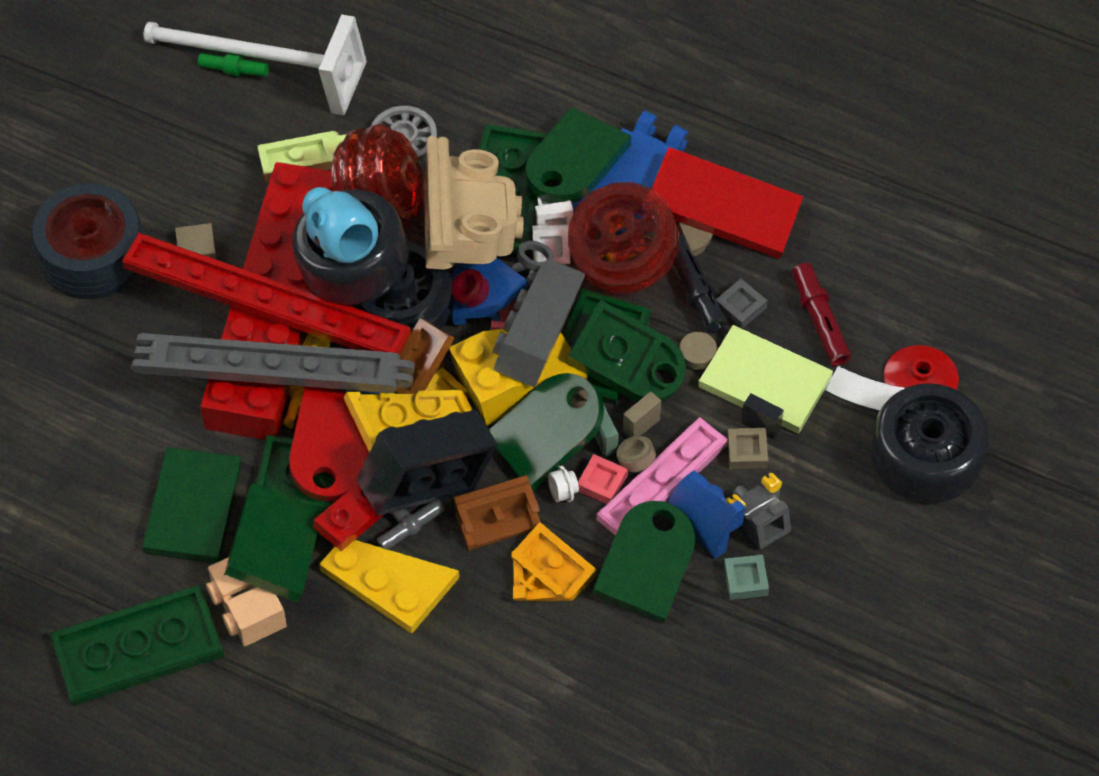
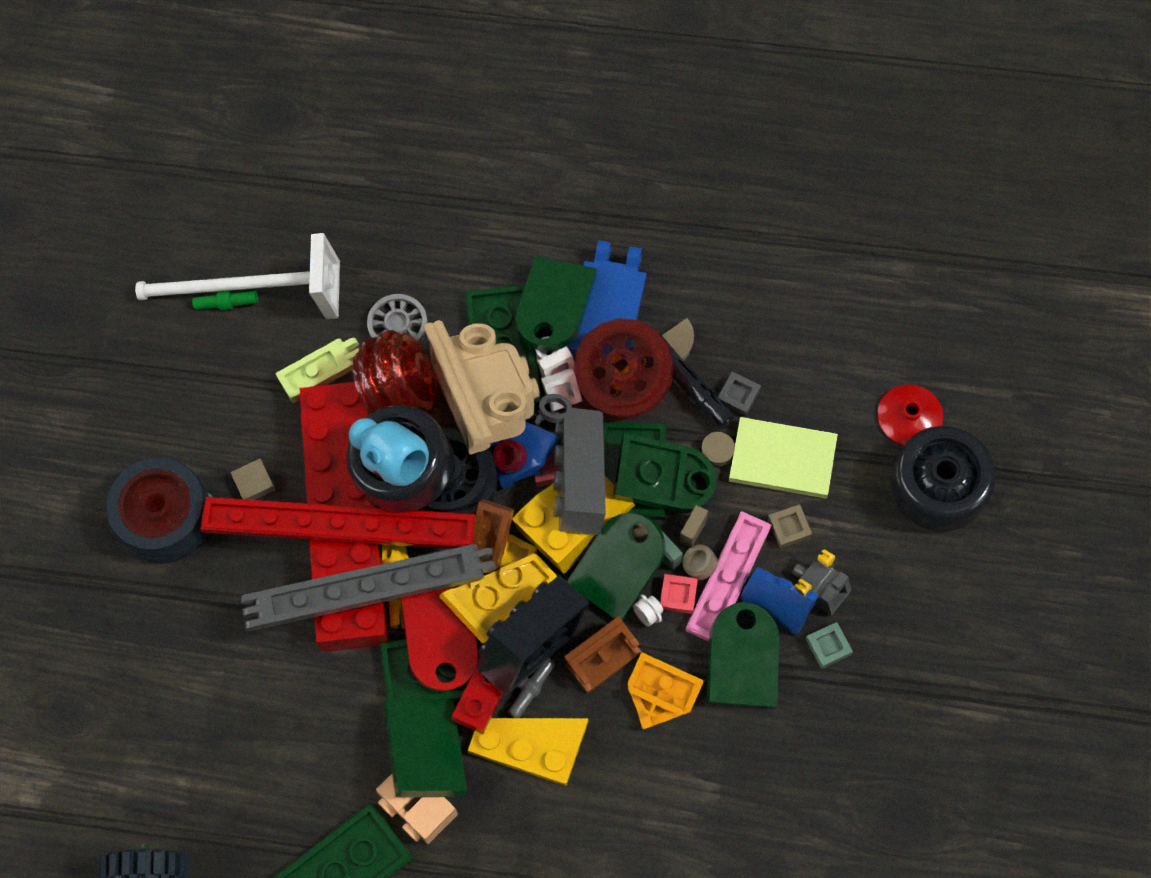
camera: 15 degrees left, 10 degrees up
(192, 505) = (337, 728): dark green tile -> none
(727, 202) = (696, 305): red tile -> none
(762, 414) = (794, 494): black tile -> none
(815, 301) = (801, 374): dark red pin -> none
(860, 389) = (868, 442): white sticker -> none

